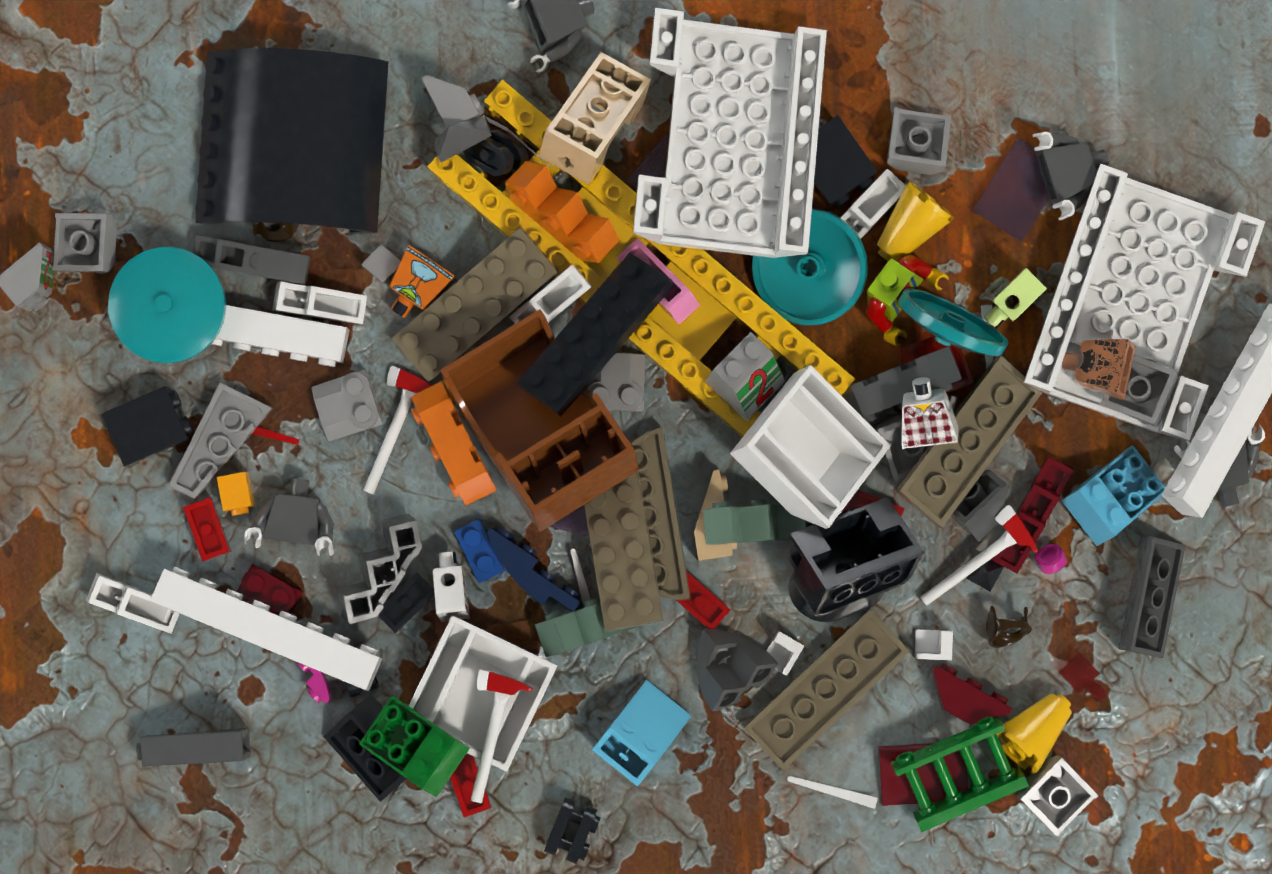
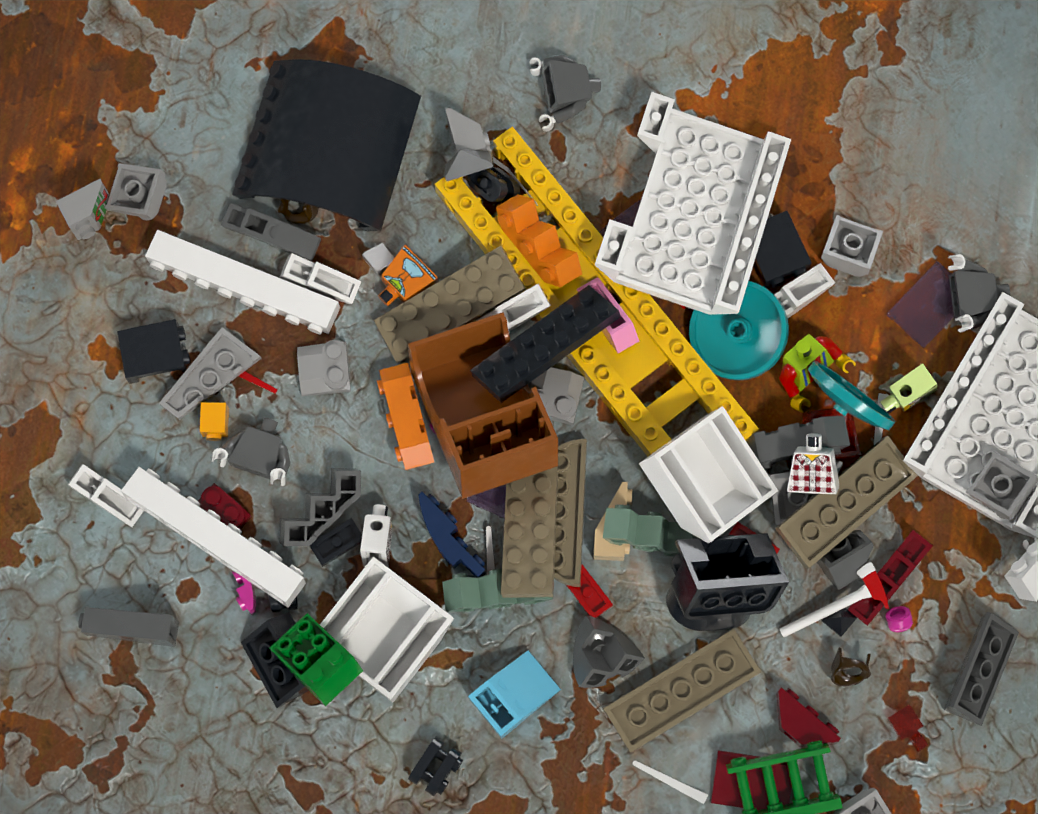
camera: 15 degrees right, 10 degrees down
(167, 305) = (193, 253): teal dish -> none
(207, 529) = (182, 446): red plate -> none
(410, 386) = (380, 361): white piece -> none
(463, 784) = (355, 709): red plate -> none
(479, 551) = (408, 512): blue plate -> none
(503, 689) = (403, 626): white piece -> none
(580, 135) = (579, 166): tan plate -> none
(746, 376) = (666, 406): light grey slope -> none
(784, 651) = (653, 650): white panel -> none
(911, 223) = (833, 311): yellow cone -> none
(933, 644) = (783, 671): white panel -> none
(1034, 731) = (856, 763): yellow cone -> none
(1102, 365) = (973, 459): nougat torso -> none
(1114, 496) = (963, 575): medium azure slope -> none

